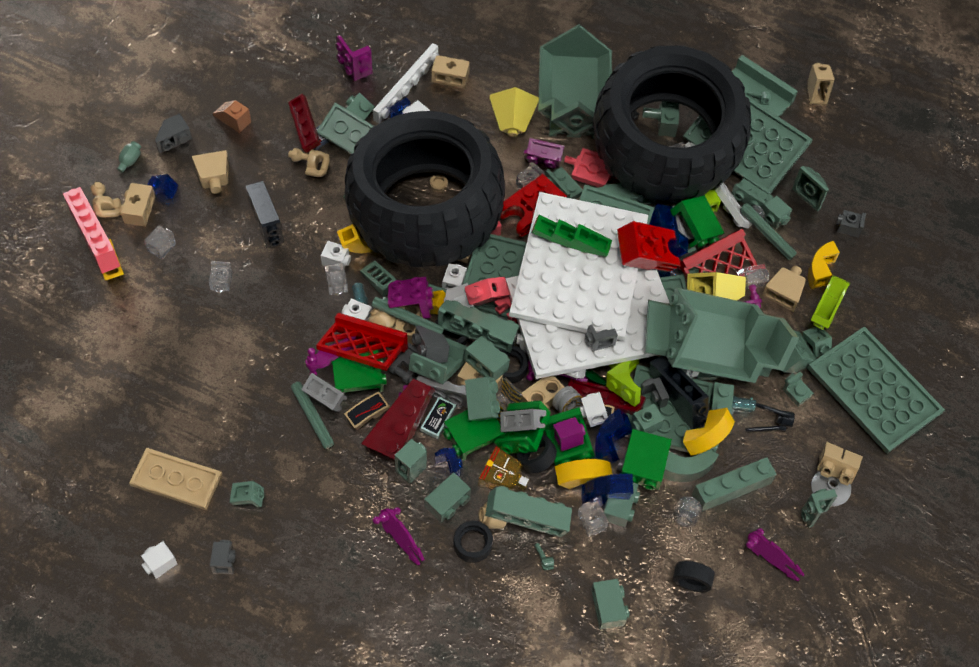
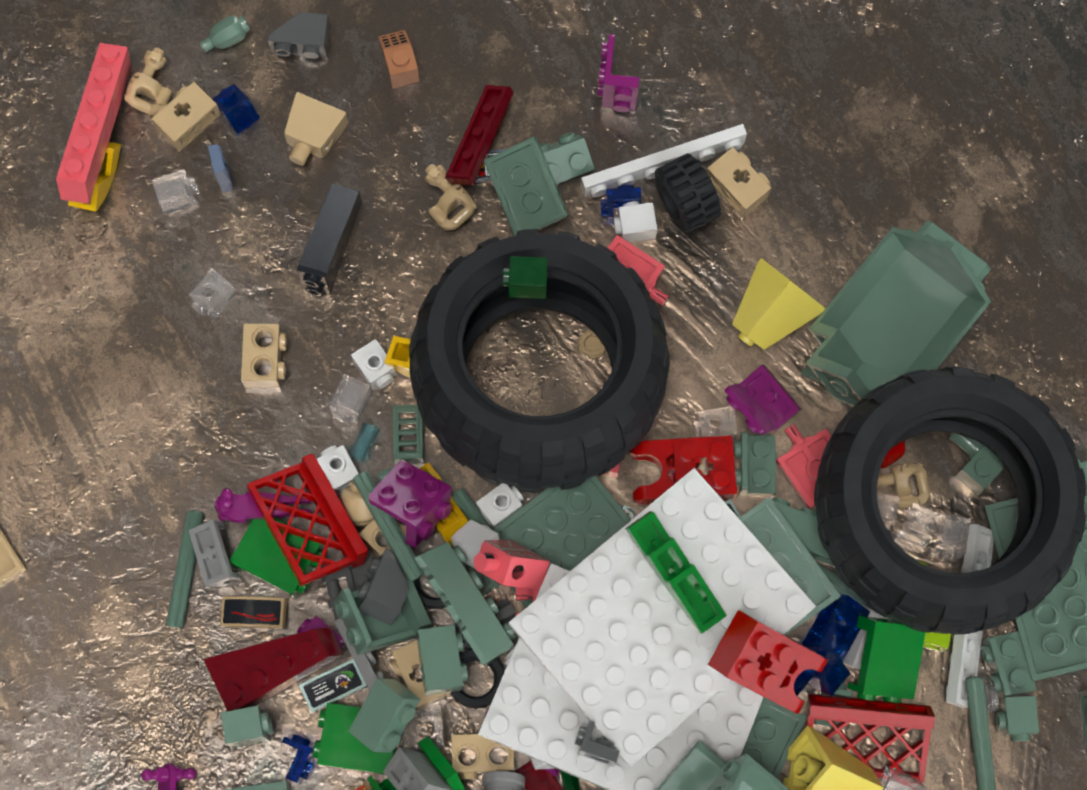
camera: 40 degrees right, 15 degrees up
(178, 213) = (220, 168): none -> sand blue tile
(247, 493) = (31, 621): sand green bracket -> none
(268, 289) = (255, 356): none -> tan brick
(394, 139) = (526, 277): none -> dark green brick
(432, 84) = (687, 193): none -> black tyre

